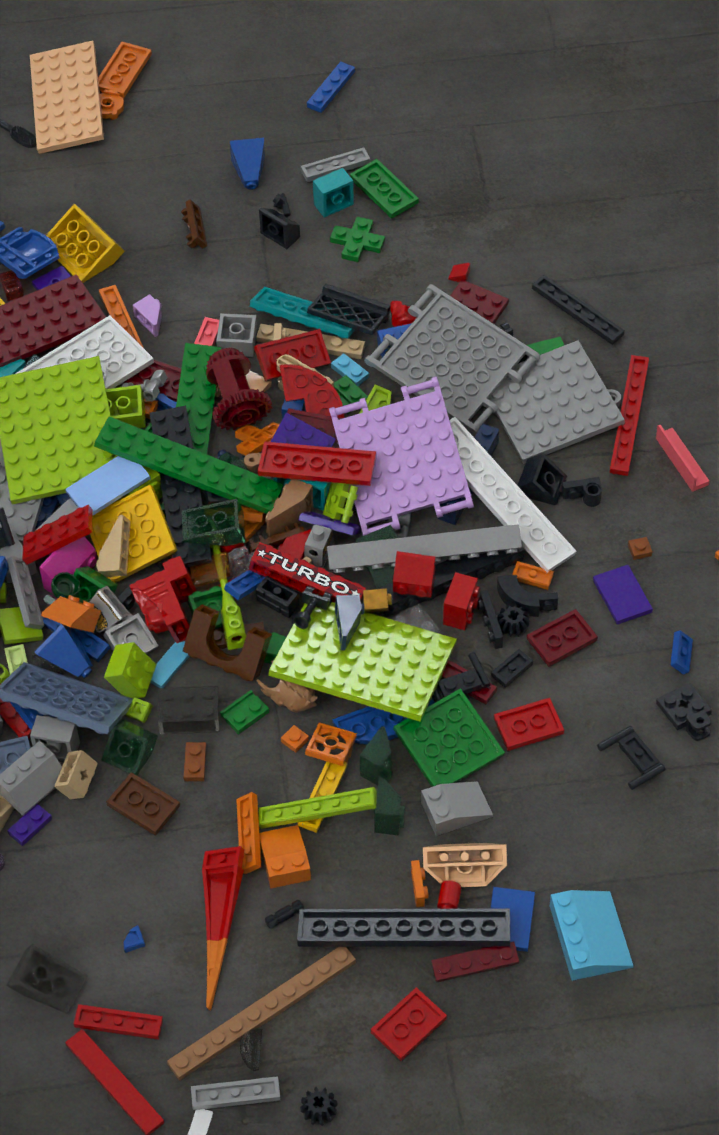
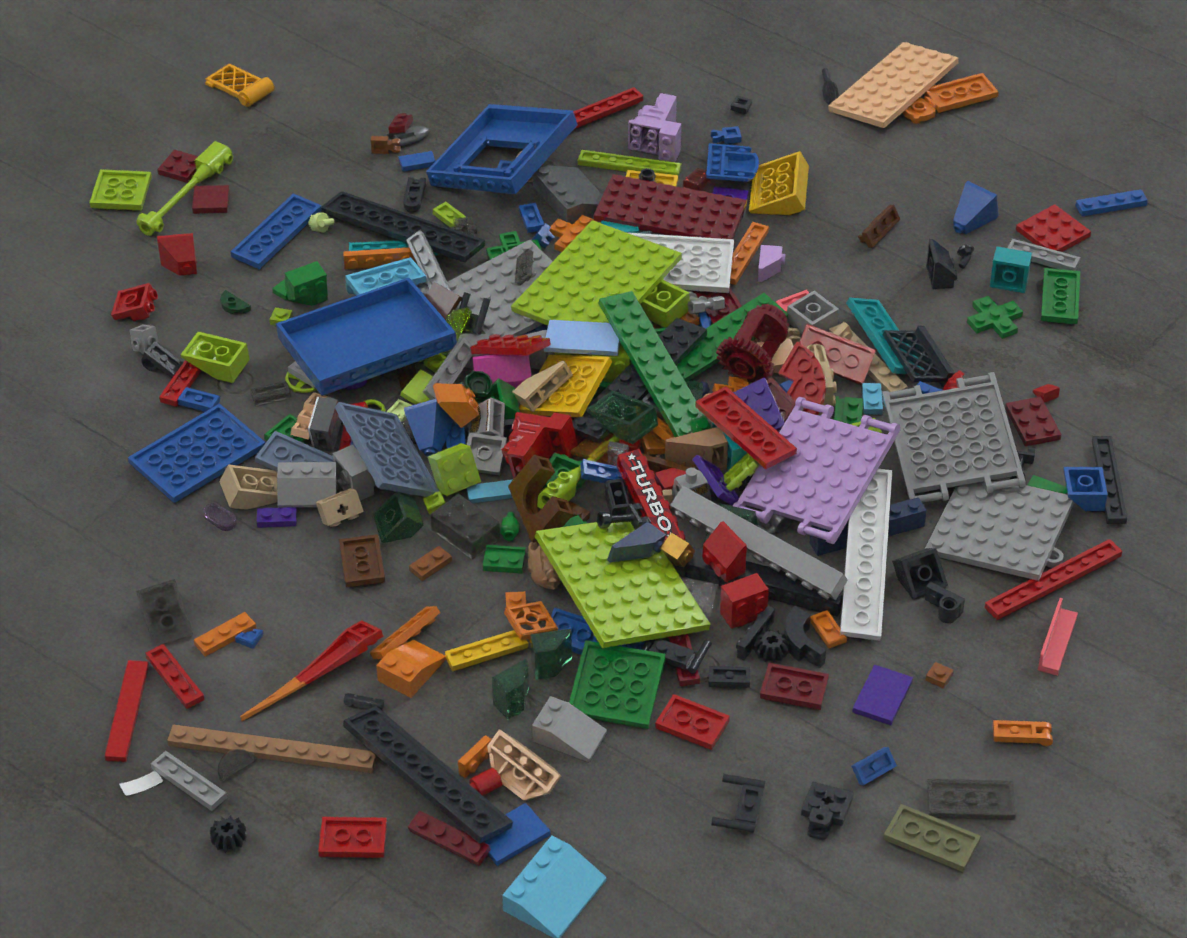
camera: 45 degrees right, 10 degrees down
(111, 954) = (224, 634): none -> orange plate
(217, 679) = (509, 527): none -> green plant
(316, 138) = (1053, 229): none -> red plate
(317, 807) = (465, 649): lime tile -> none
(577, 325) = (1086, 487): none -> blue slope

